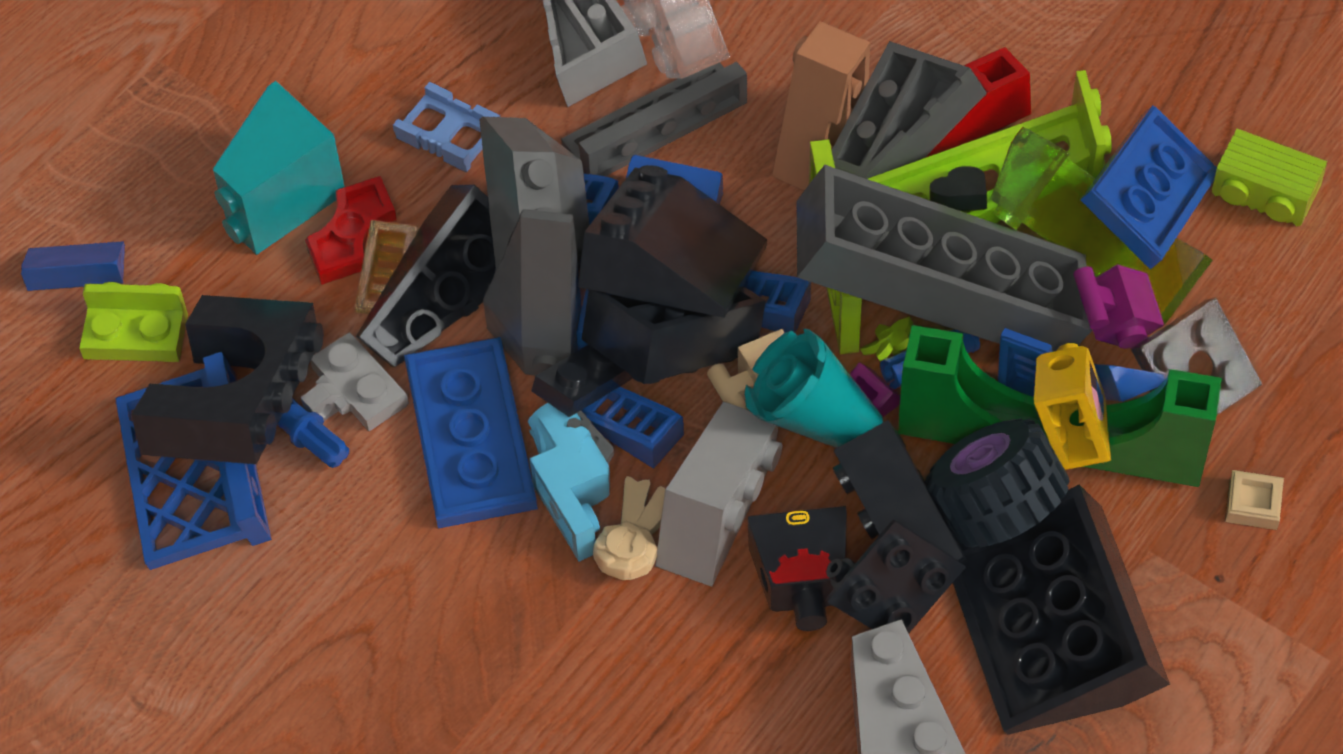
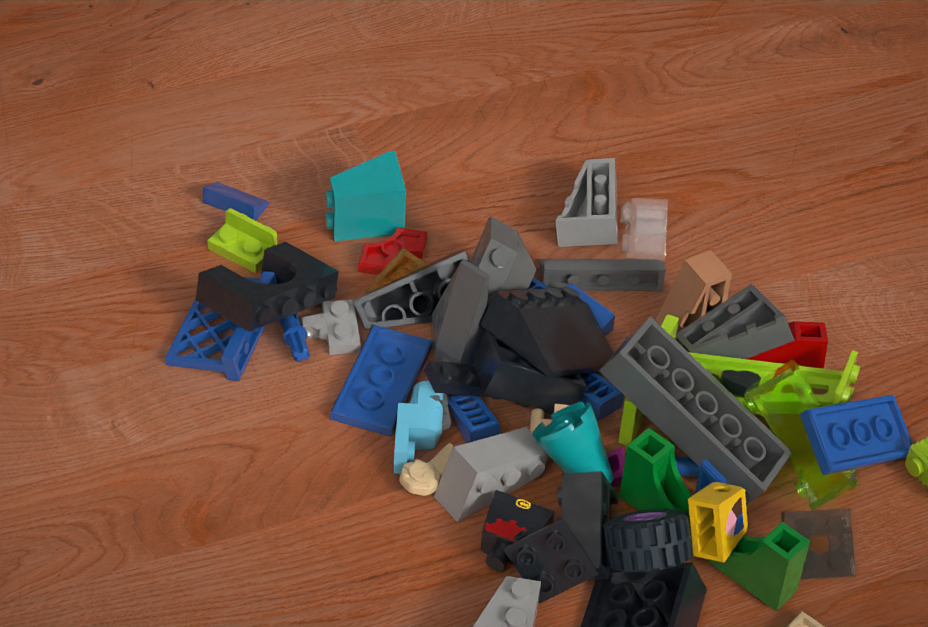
camera: 25 degrees right, 10 degrees down
(438, 140) = (473, 230): medium blue piece -> none
(1119, 305) = (788, 483): magenta brick -> none
(1125, 383) = (758, 522): blue slope -> none

